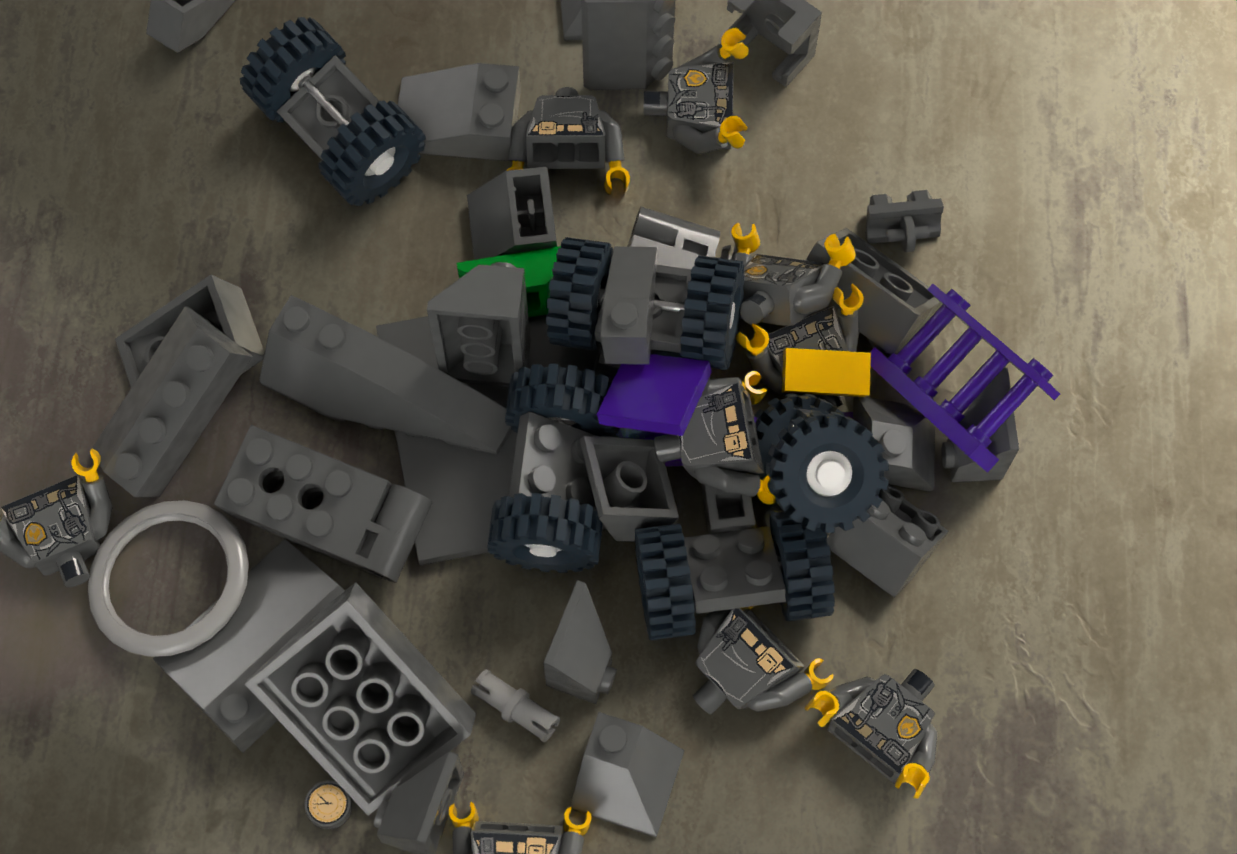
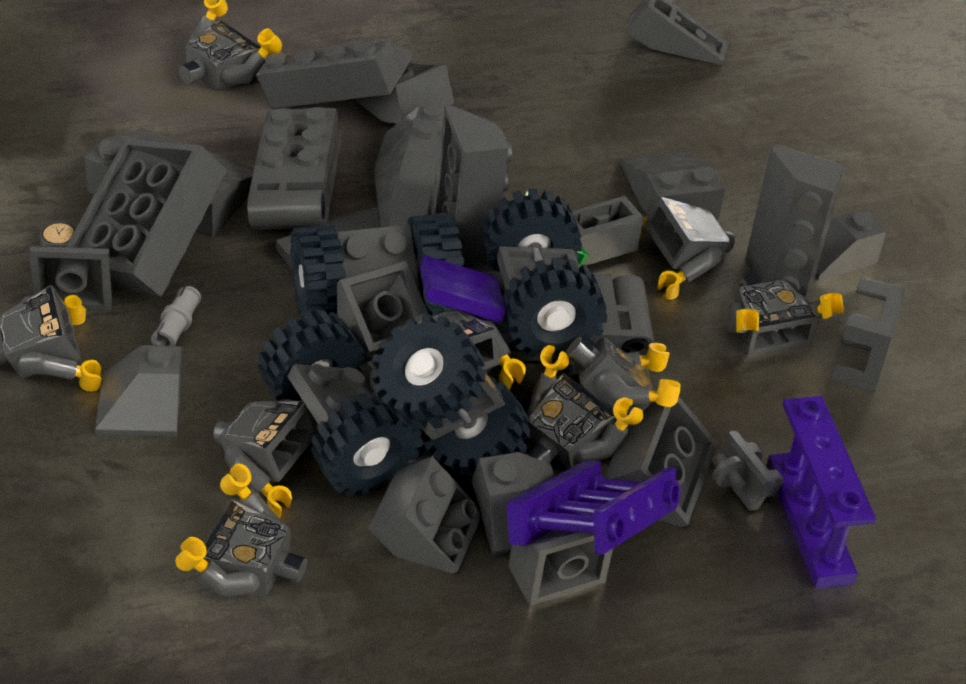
camera: 65 degrees right, 25 degrees down
(212, 623) = (214, 143): light grey wedge -> none
(305, 82) = (605, 120): black plate -> none
(580, 653) = (235, 328): dark grey slope -> none
(629, 305) = (512, 242): dark grey slope -> none
(826, 372) = (555, 426): yellow tile -> none
(977, 144) = (820, 492): none -> dark purple fence

